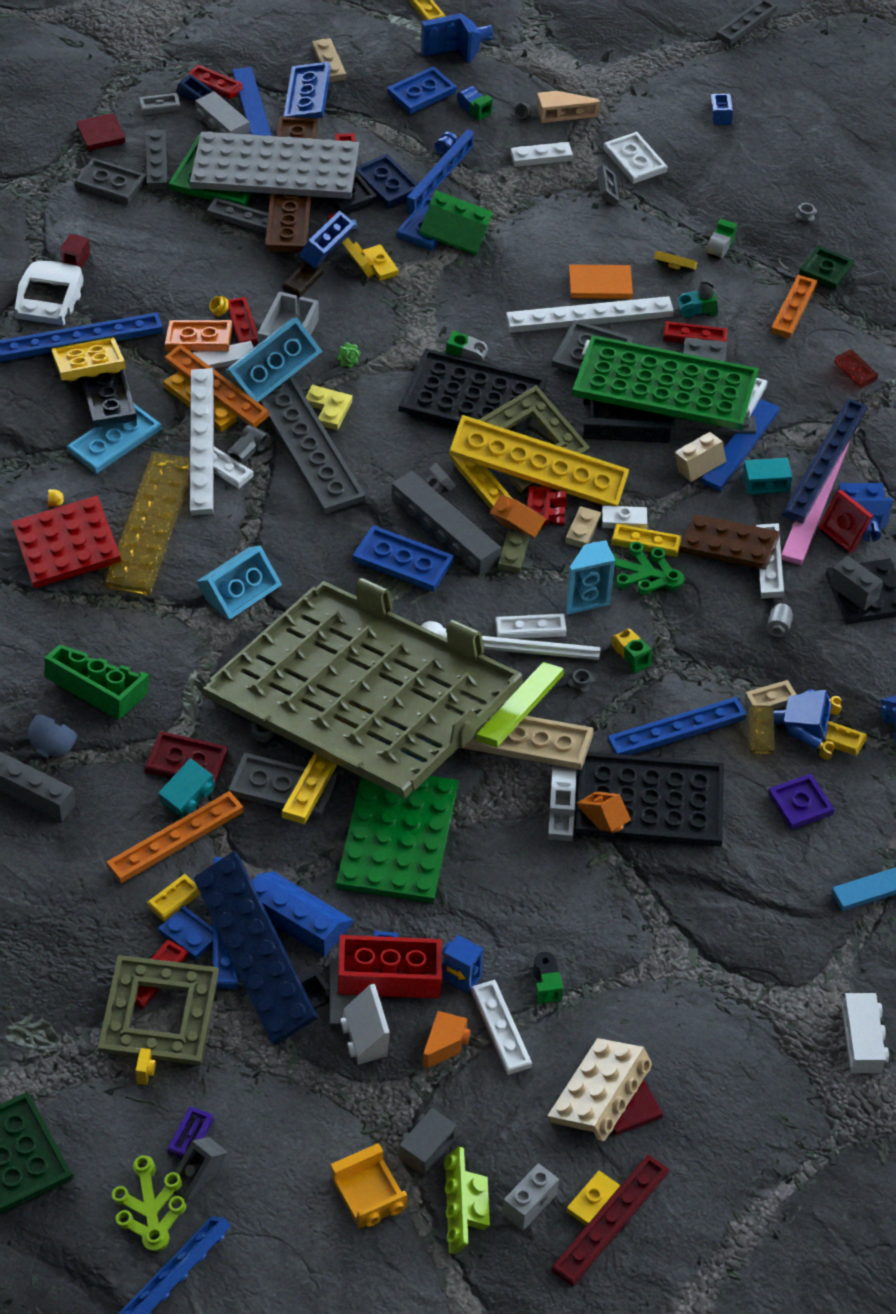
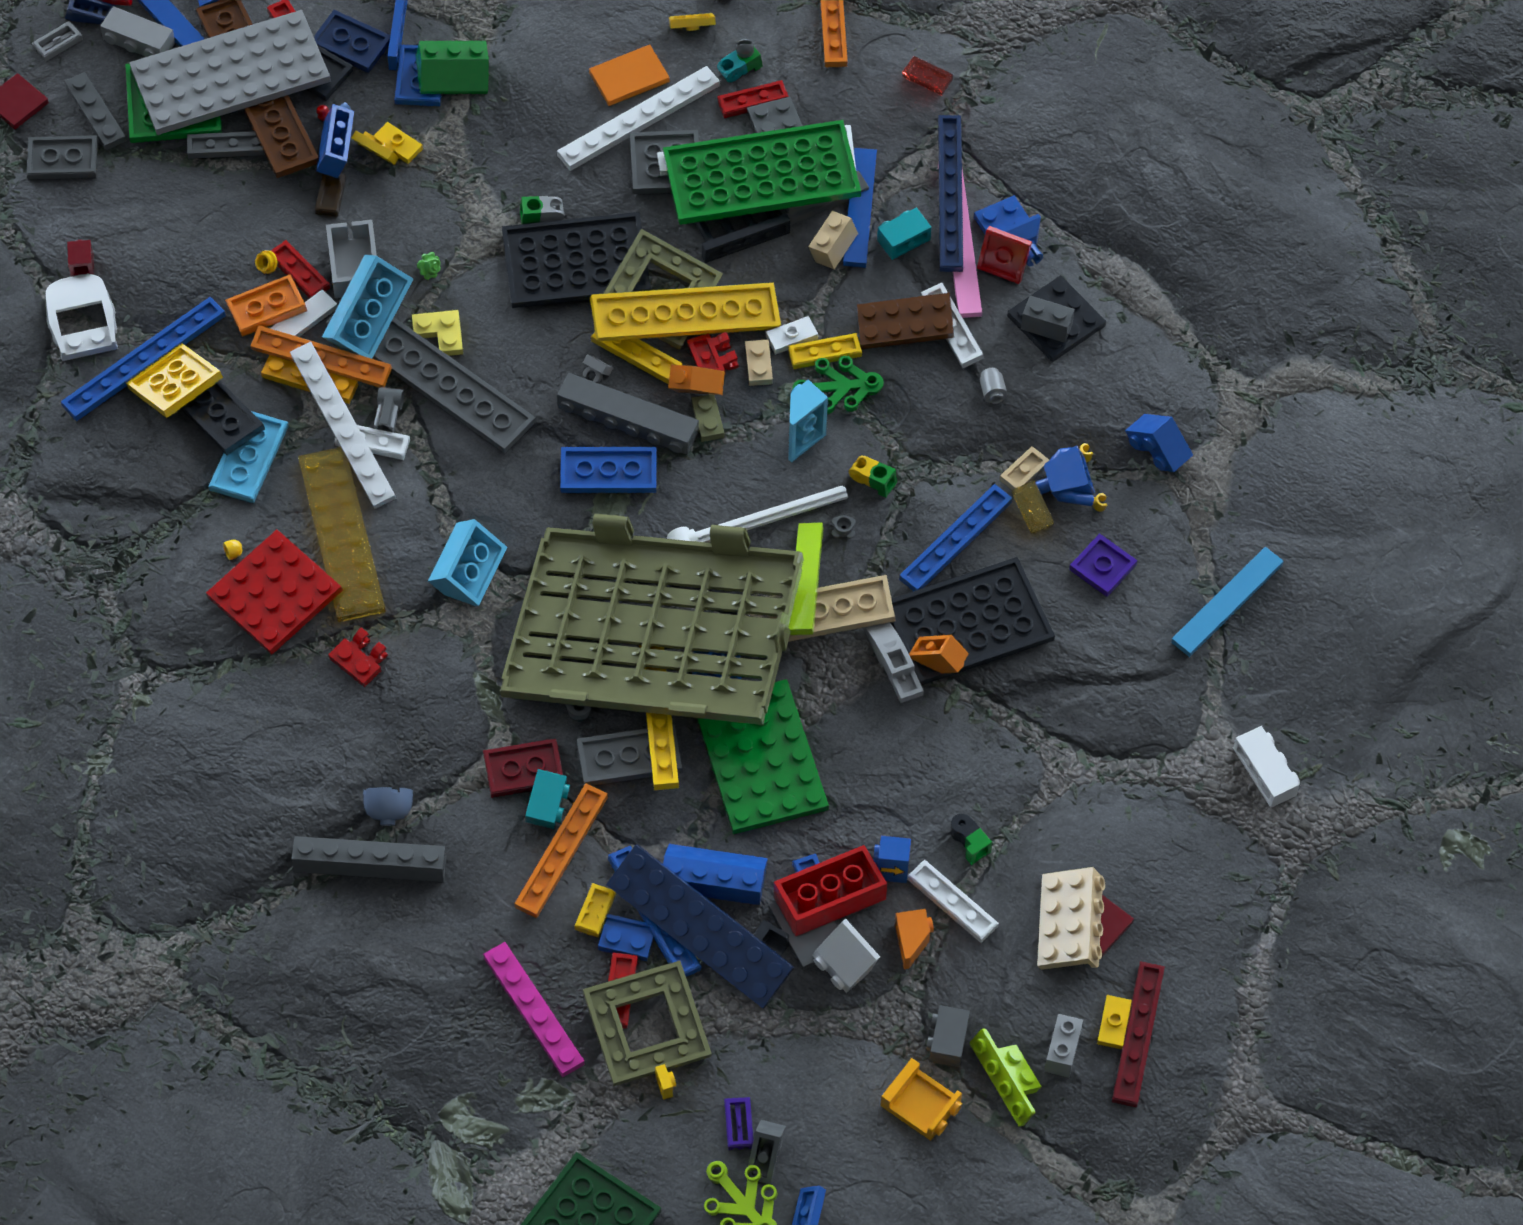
camera: 25 degrees left, 10 degrees up
(70, 958) = (534, 1009): none -> dark pink plate
(96, 681) = (394, 727): green wedge -> none
(98, 621) = (356, 663): none -> red plate
(531, 626) = (765, 490): white tile -> none
(845, 738) = (1111, 483): yellow plate -> none

